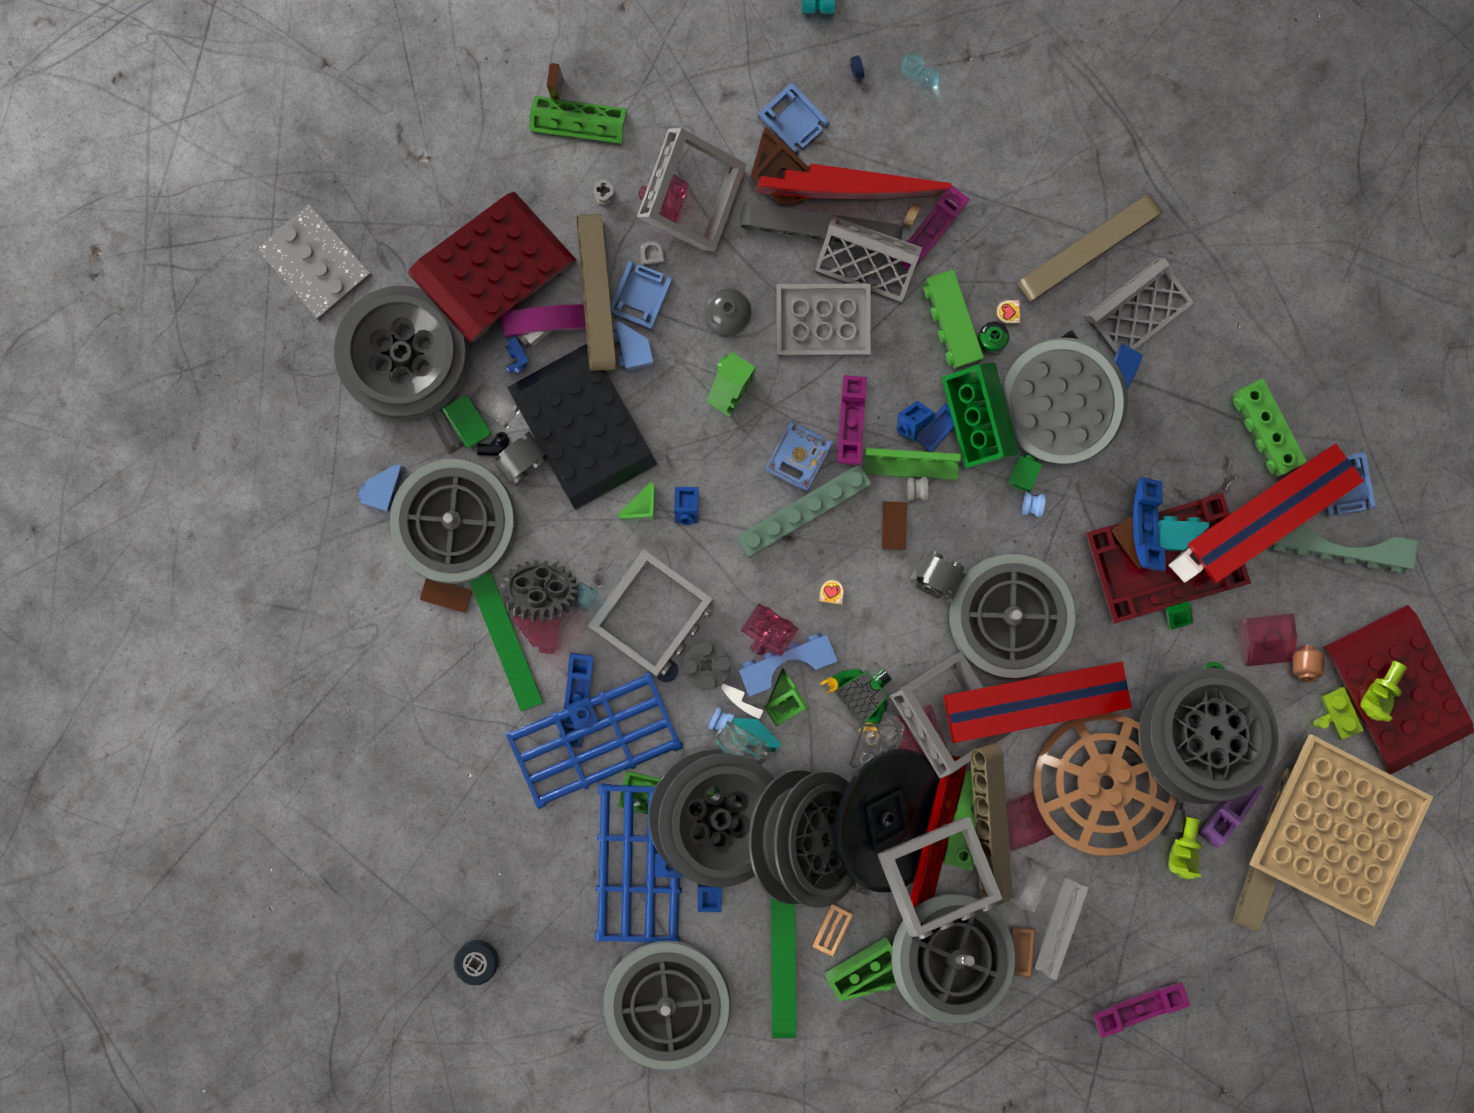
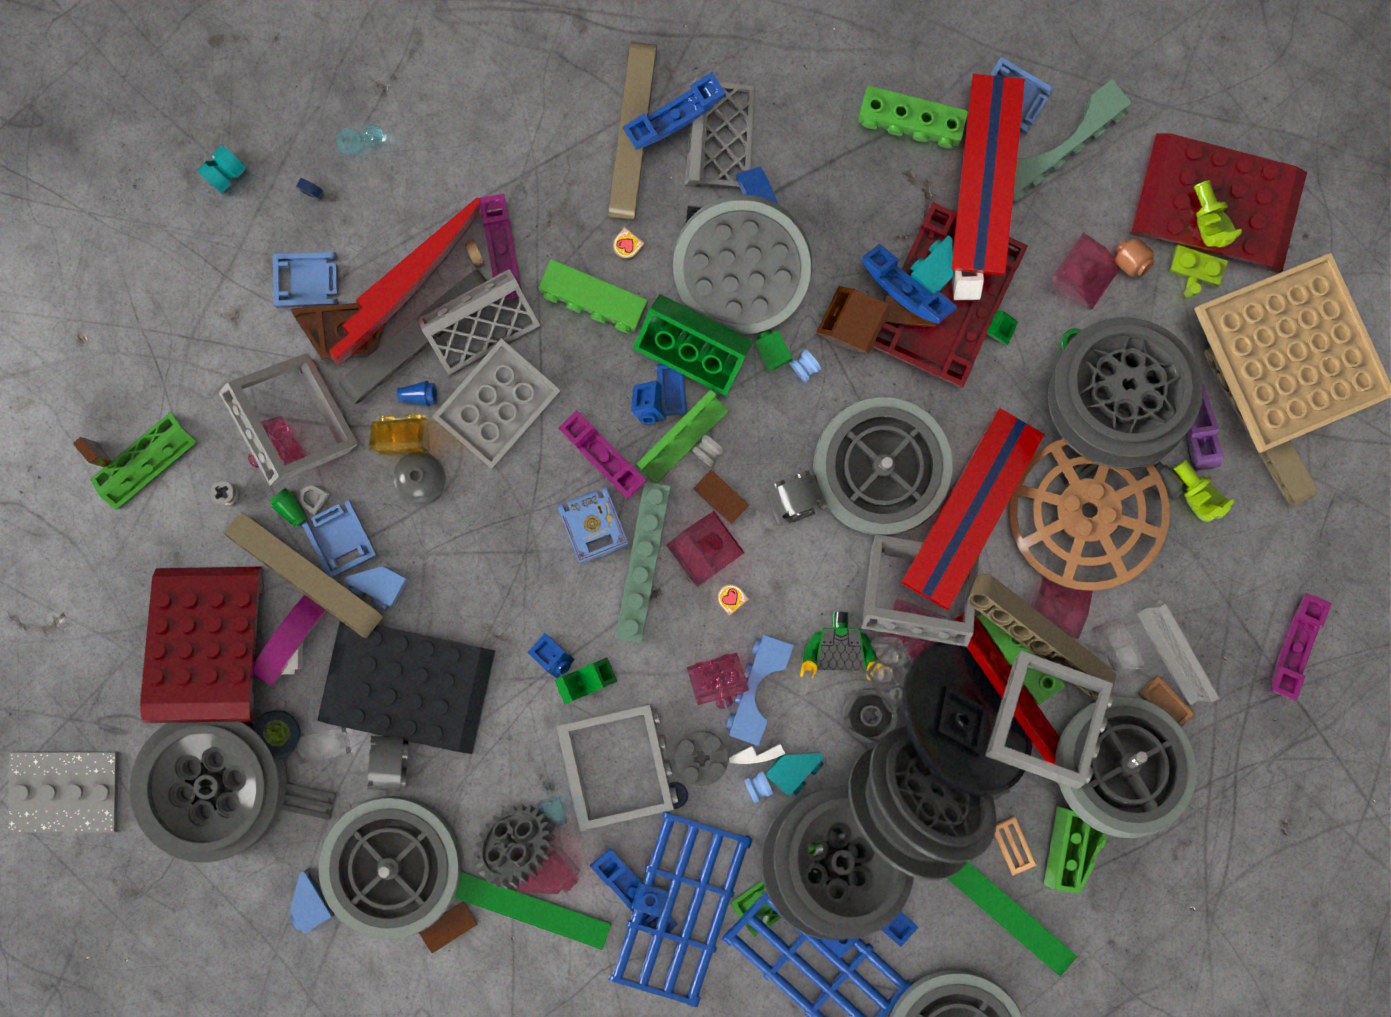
camera: 55 degrees left, 0 degrees up
(467, 421) = (316, 780): green slope -> none
(478, 375) = (285, 725): none -> black wheel
(498, 444) = (359, 775): black arm -> none
(515, 350) = (293, 685): blue bracket -> none
(631, 242) = (288, 507): none -> green cone
(642, 506) = (519, 694): bright green slope -> none
(690, 542) = (585, 680): none -> green brick
(730, 383) = (481, 529): bright green wedge -> none
(740, 742) = (791, 788): clear slope -> none
(744, 273) = (399, 436): none -> clear yellow slope
(783, 261) = (418, 394): none -> blue cone
(784, 700) = (787, 717): bright green slope -> none
(823, 747) = (854, 716): none -> dark grey brick
(849, 545) = (705, 548): none -> clear pink slope
(993, 345) = (643, 282): green head -> none
(1094, 509) = (853, 319): none -> reddish brown slope
(1127, 266) = (676, 114): none -> blue slope

